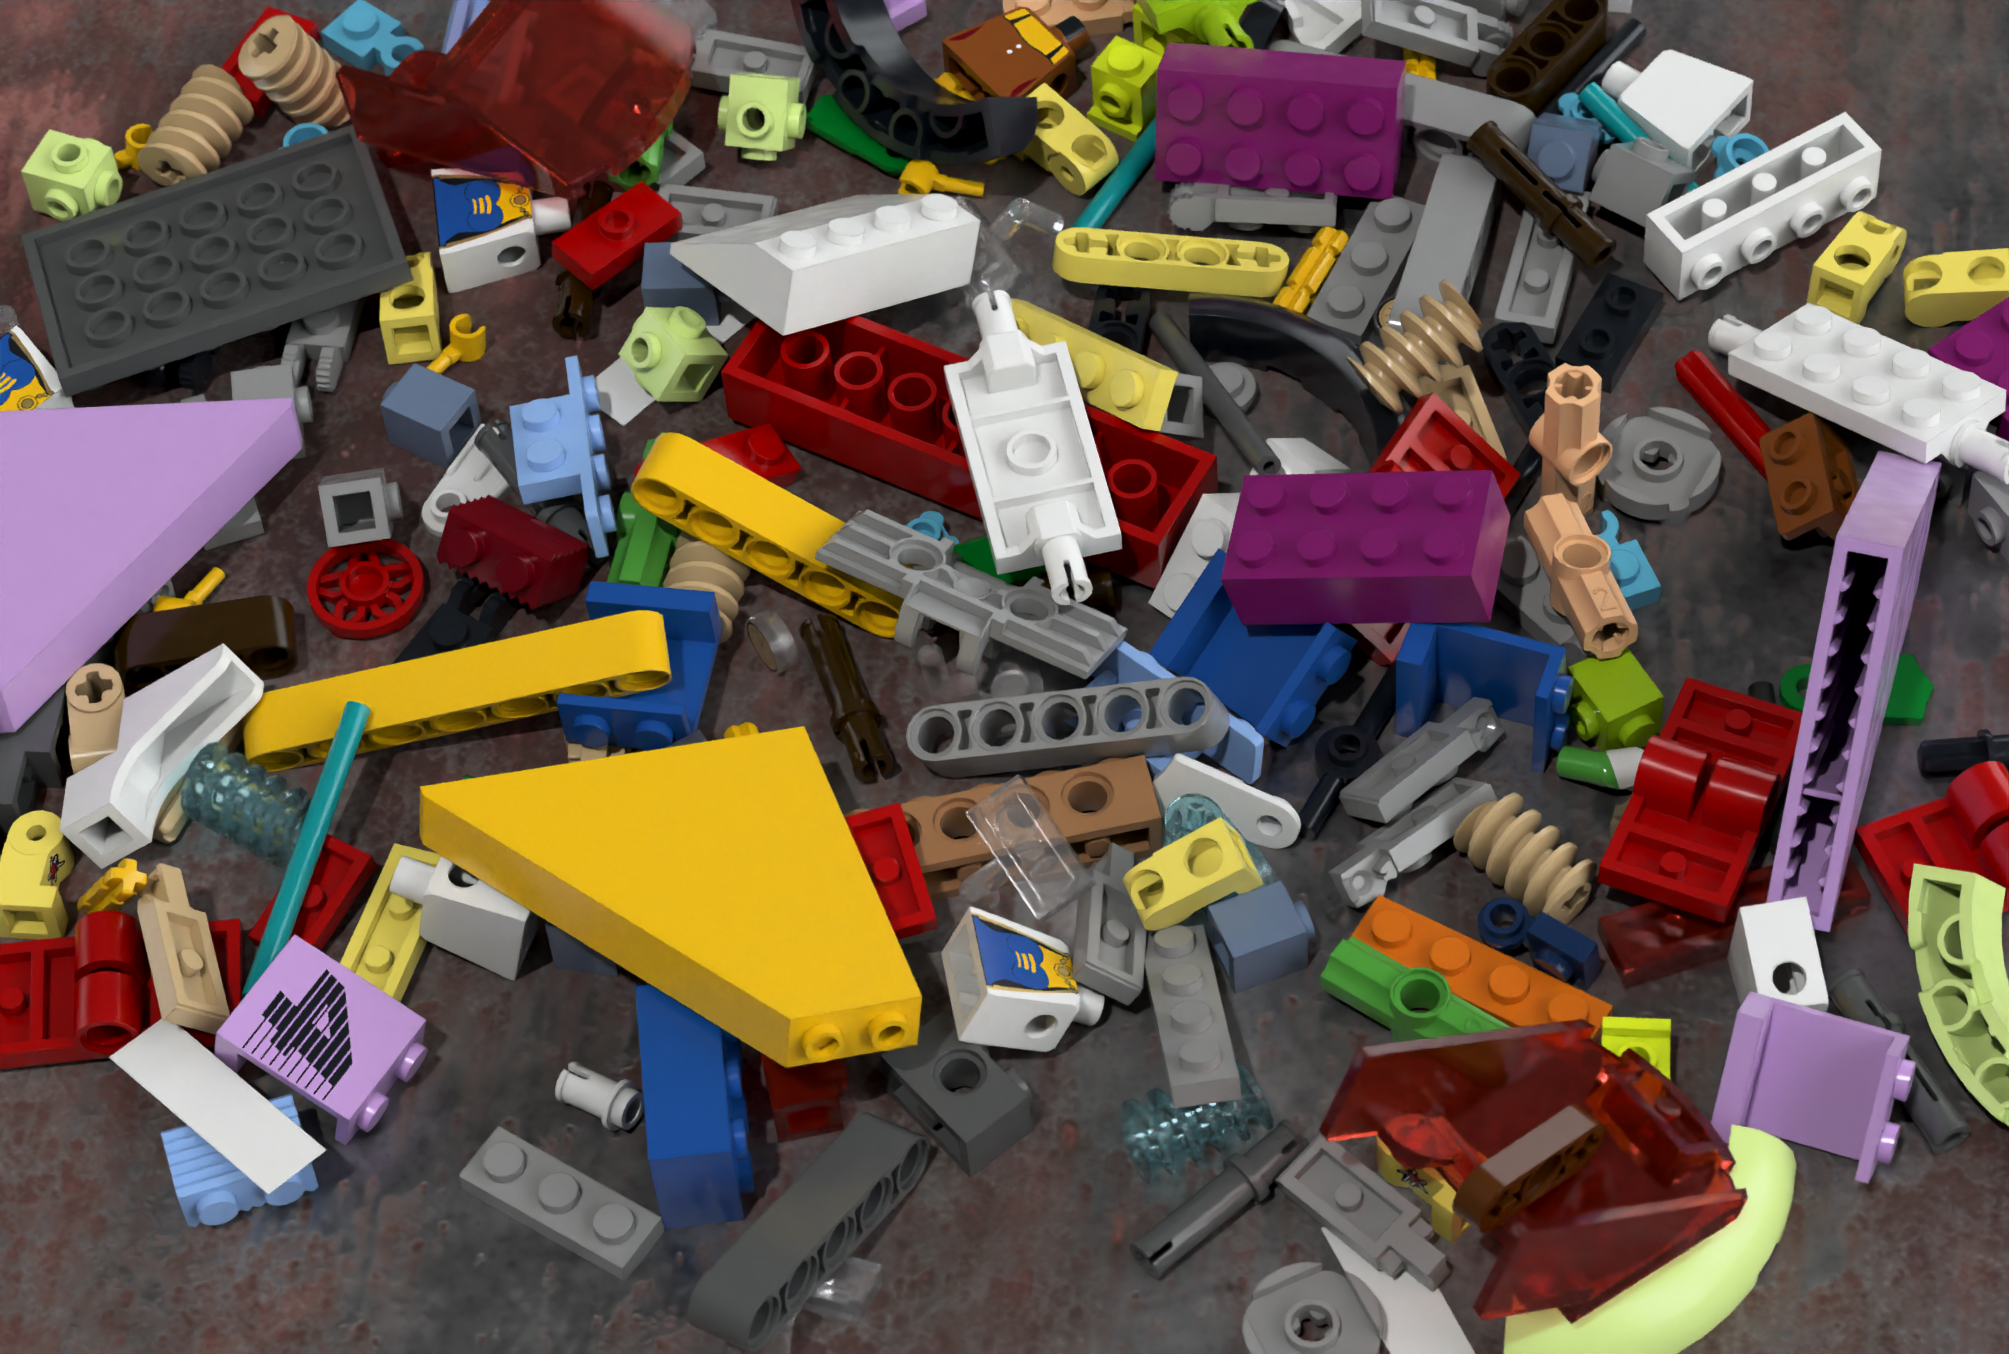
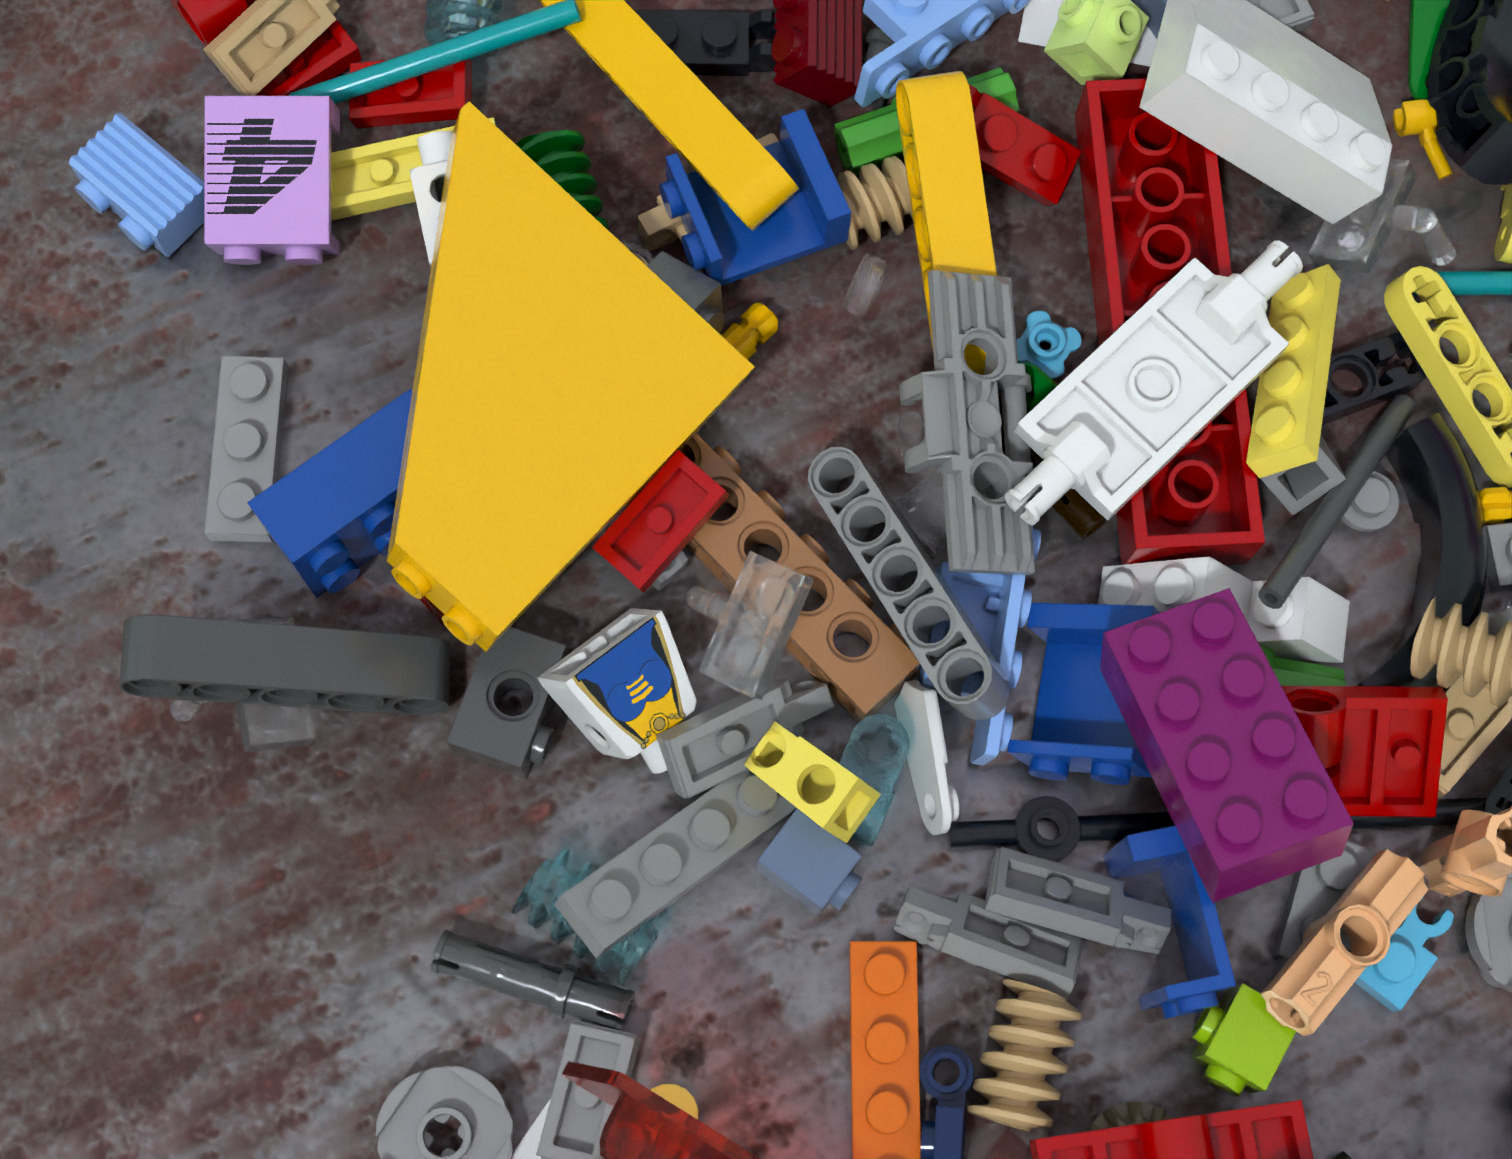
camera: 50 degrees right, 20 degrees up
(218, 1104) = (160, 143): white sticker -> none
(614, 1102) = (353, 412): white pin -> none
(853, 716) = (833, 396): dark brown pin -> none
(1389, 991) = (811, 1094): bright green piece -> none
(1605, 768) = (1170, 1074): bright green arm -> none

